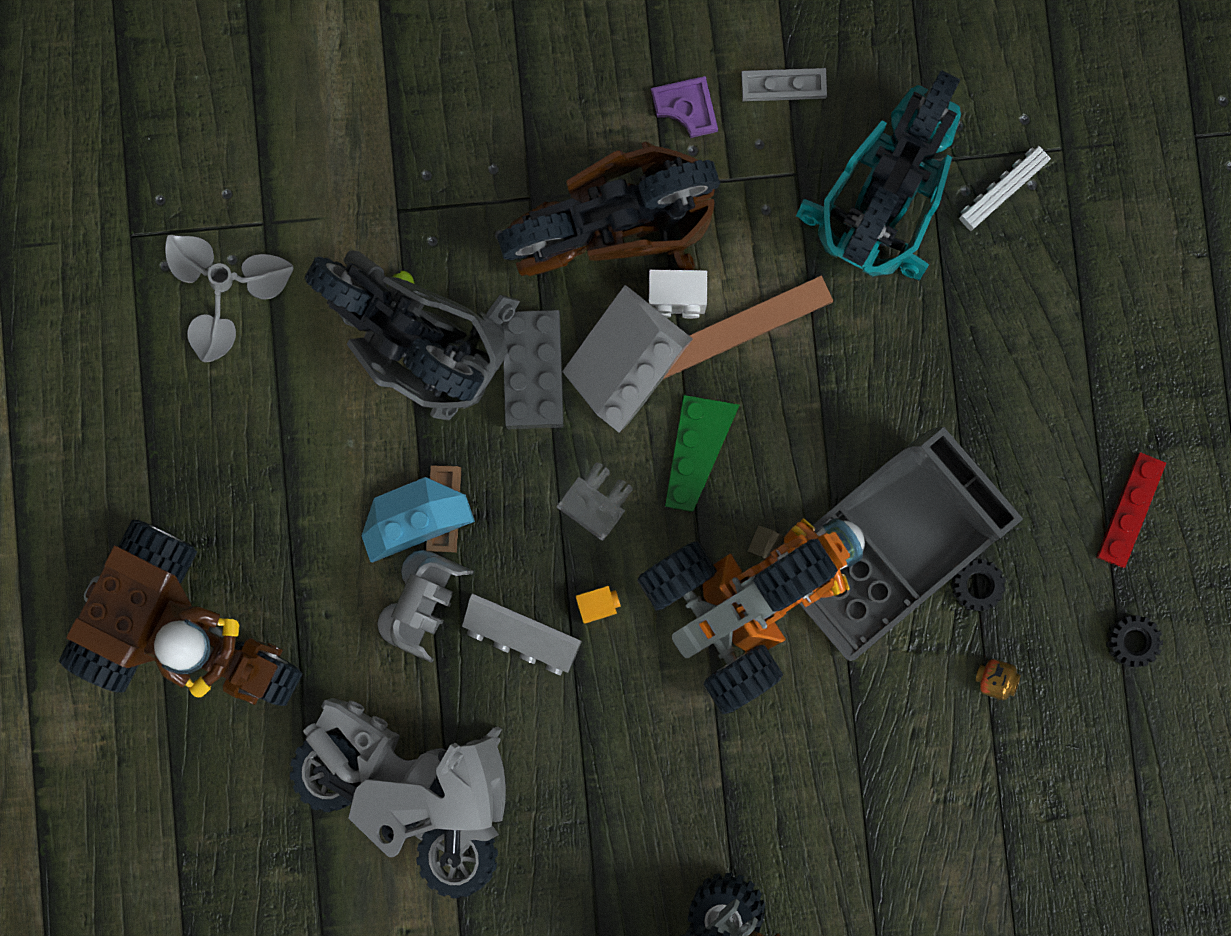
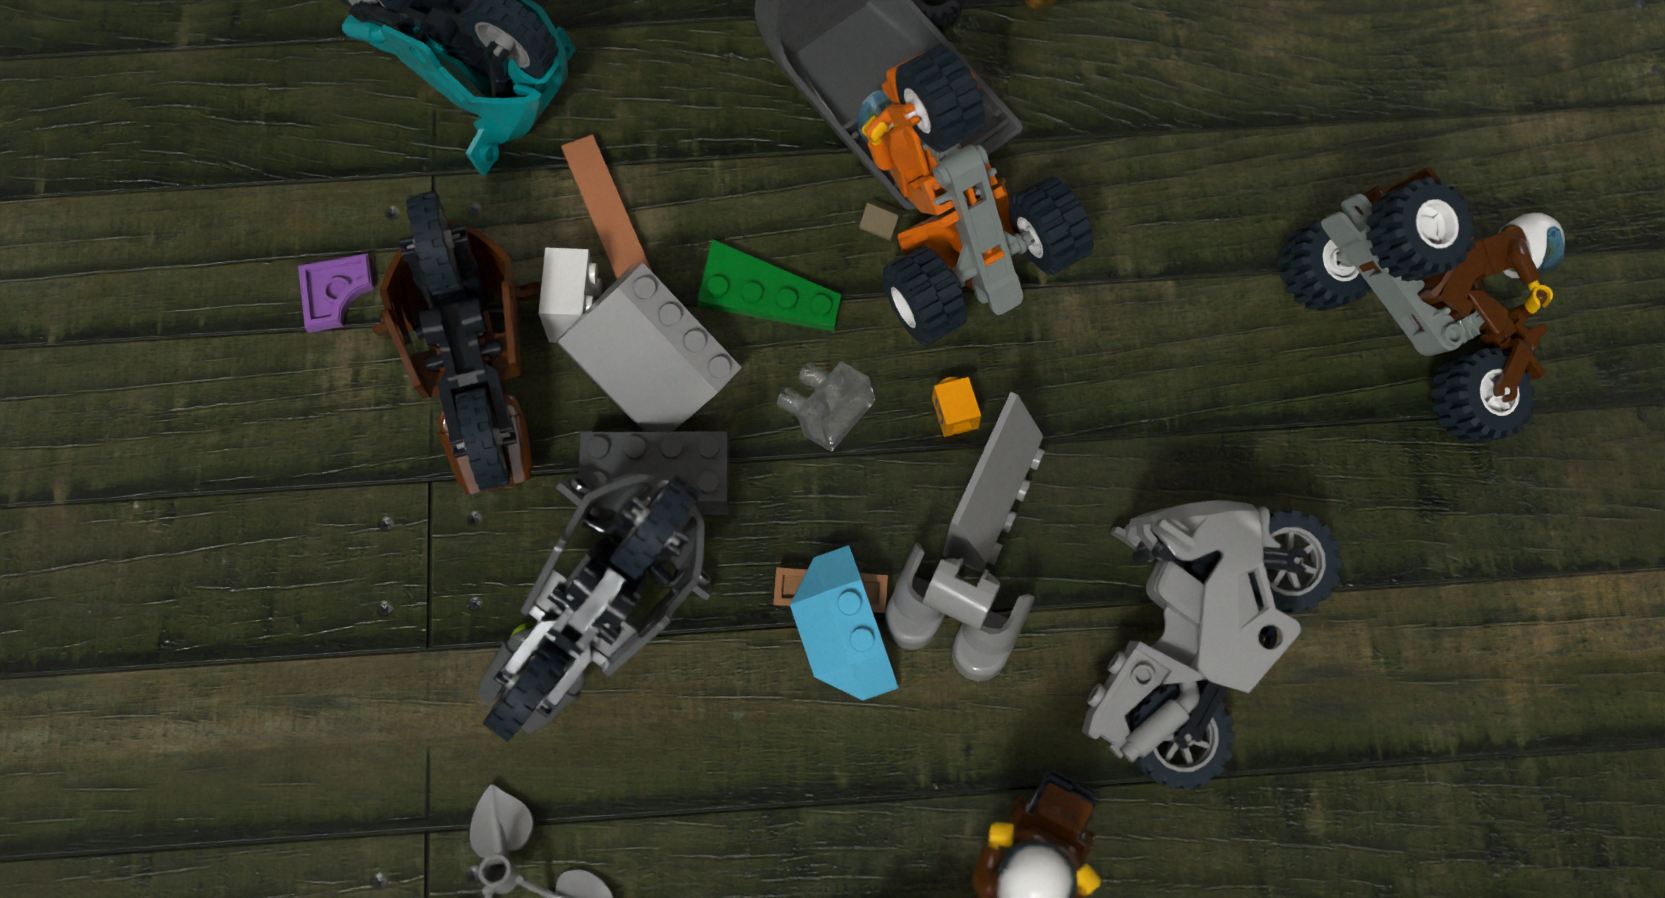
camera: 90 degrees left, 15 degrees down
(784, 84) = (321, 178): light grey plate -> none

